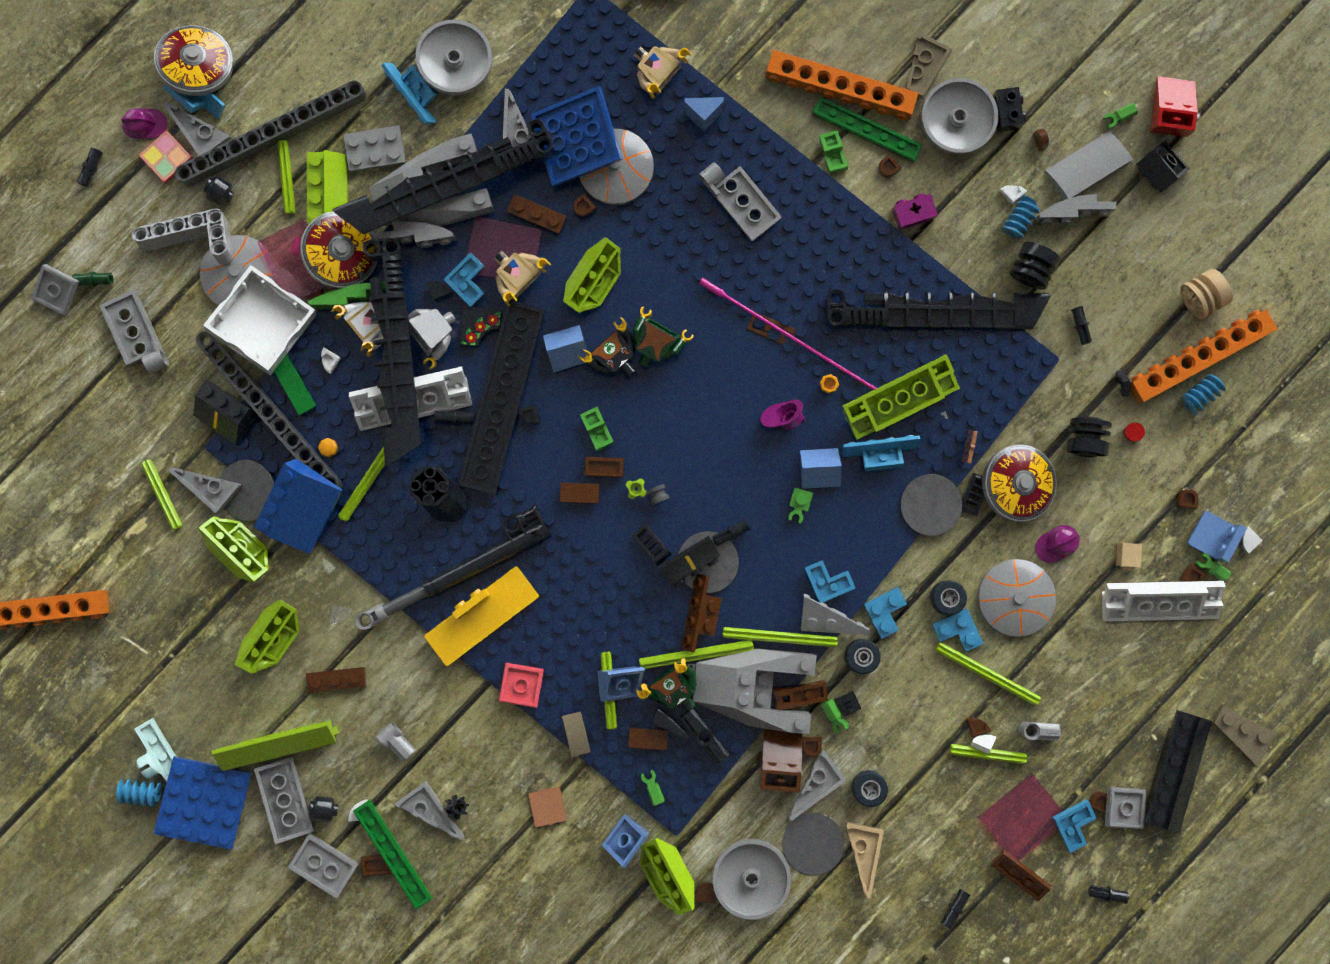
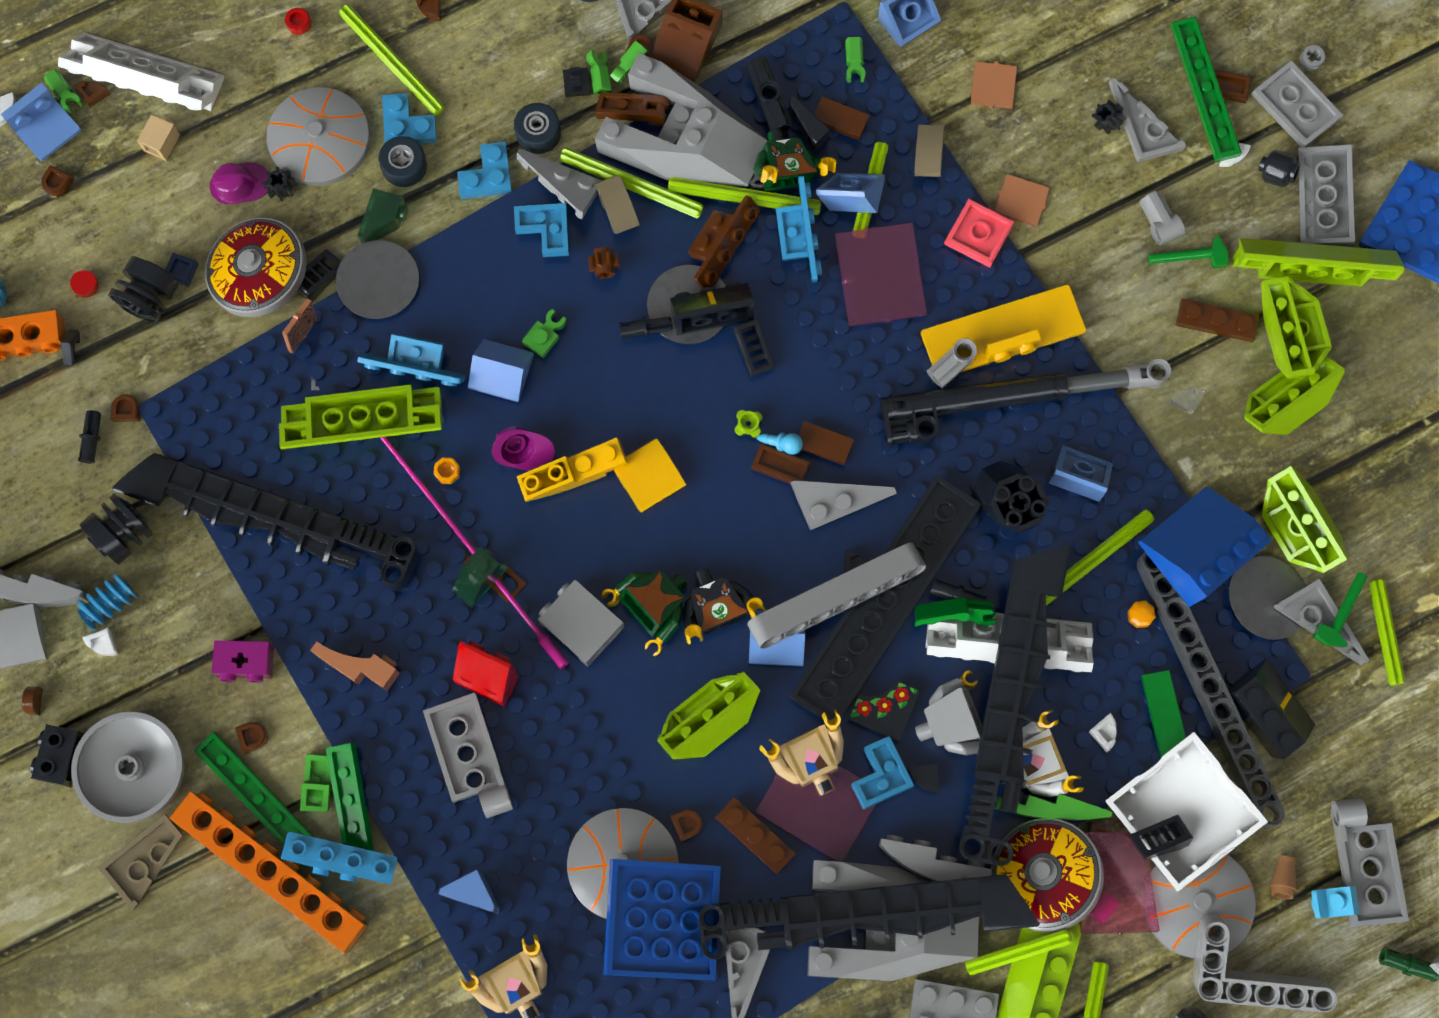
camera: 165 degrees left, 10 degrees down
(149, 301) = (1335, 902): none -> medium azure bracket
(187, 306) = (1284, 882): none -> medium nougat cone
(197, 475) = (1331, 635): none -> green piece
(260, 306) = (1172, 824): none -> black slope
(278, 686) = (1294, 327): none -> lime wedge
(329, 906) = (1308, 51): none -> light grey bush
(342, 197) = (1019, 951): none -> lime axle
(350, 730) = (1217, 254): none -> green piece
(396, 532) = (1081, 473): none -> medium blue slope
(452, 403) = (955, 609): none -> green arm
(500, 723) = (1022, 200): none -> nougat piece
(510, 575) = (951, 363): none -> light grey piece
(533, 383) = (836, 595): none -> light grey beam
(562, 451) = (830, 501): none -> light grey wing
(580, 628) = (880, 274): none -> clear pink piece
(597, 429) = (772, 516): bright green slope -> none
(601, 481) = (790, 443): none -> medium azure bar
(650, 637) = (795, 231): none -> dark azure bracket
(658, 494) = (722, 404): dark grey wheel -> none
(691, 428) = (649, 475): none -> yellow slope
(700, 310) = (580, 622): none -> light grey panel
(743, 412) = (572, 471): none -> yellow slope
(749, 253) = (483, 673): none -> slope
(776, 568) = (603, 262): none -> reddish brown gear
(779, 318) = (478, 576): none -> clear green slope
(783, 615) = (617, 204): none -> dark tan slope
(798, 104) = (338, 858): none -> dark azure bracket
(807, 146) = (349, 796): none -> green plate
(815, 730) = (627, 61): none -> bright green bar
(822, 233) = (376, 669): none -> nougat slope
(946, 551) = (382, 215): none -> clear green slope
(1034, 548) = (276, 189): none -> black gear
(1066, 354) = (125, 409): none -> reddish brown tile
(1067, 681) = (298, 21): none -> red tile
(1072, 465) = (182, 268): none -> dark blue tile

